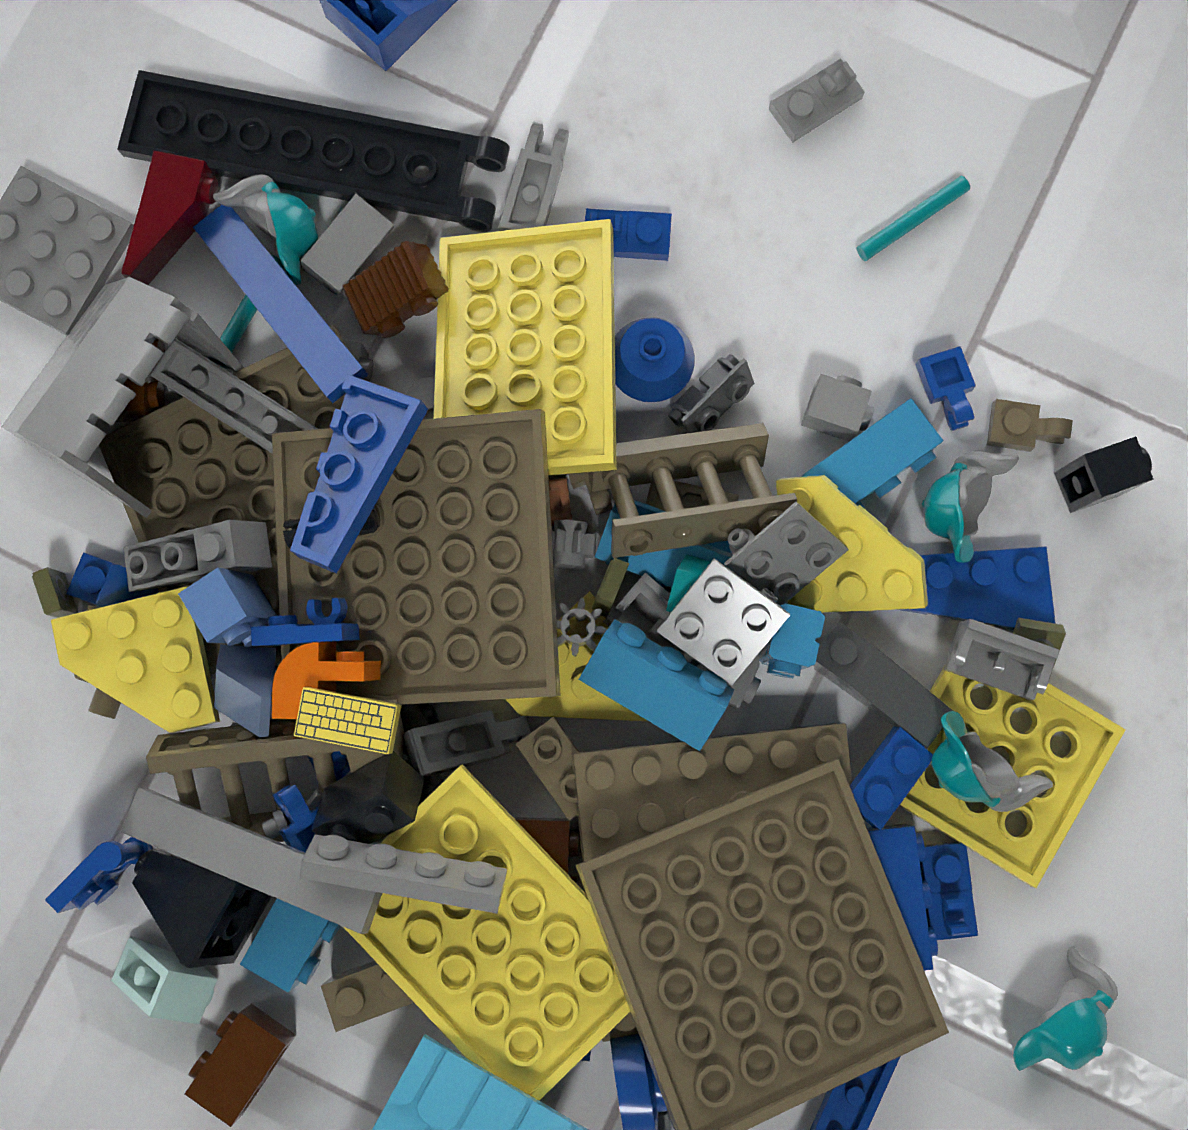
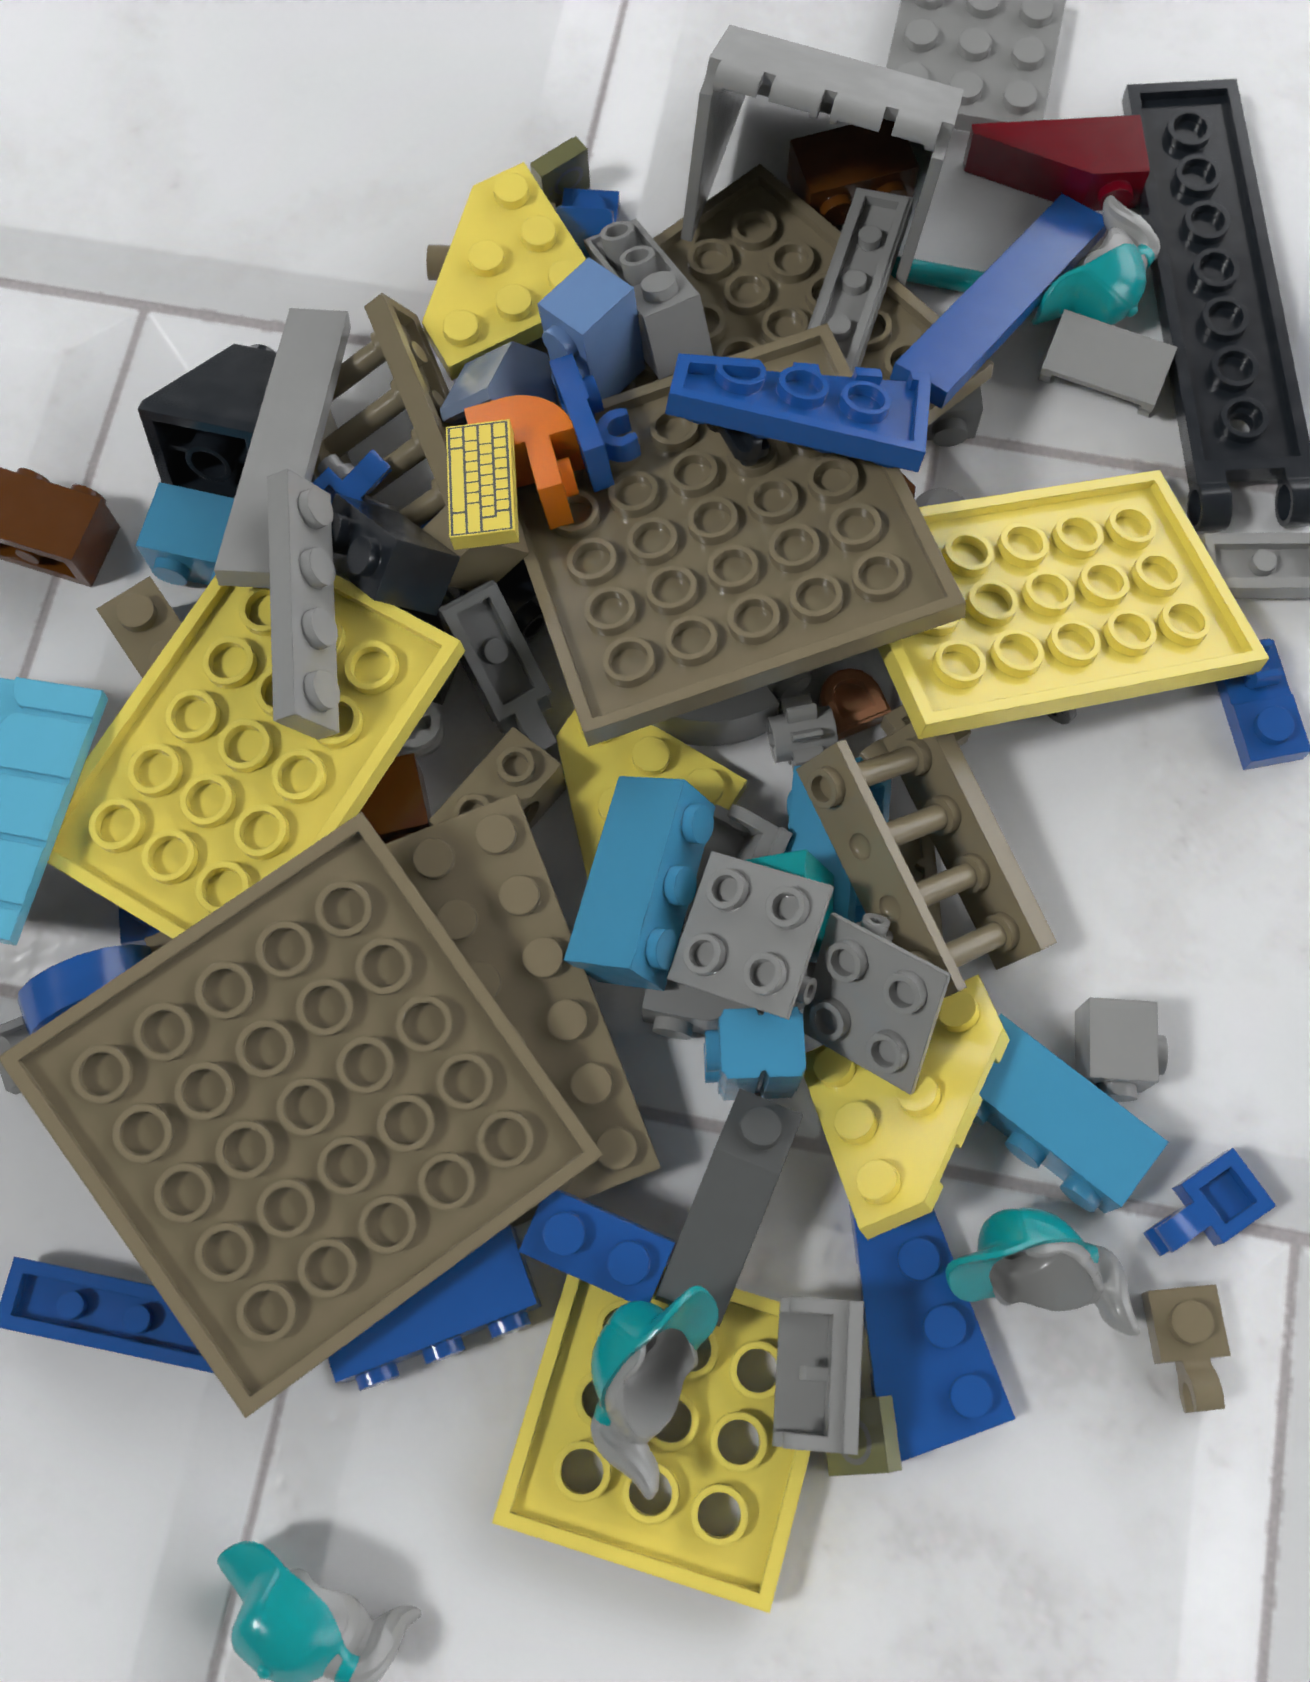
camera: 75 degrees right, 10 degrees down
(96, 875) = (230, 295): blue plate -> none
(162, 984) = (109, 418): light aqua slope -> none
(395, 289) = (1070, 428): reddish brown brick -> none
(580, 614) = (687, 748): light grey gear -> none
(610, 586) = (760, 794): olive tile -> none
(652, 359) = (1094, 776): blue cone -> none
(726, 383) = (1088, 886): dark grey hinge -> none
(951, 891) = (458, 1391): blue plate -> none
(1104, 474) = (1158, 1475): black brick -> none

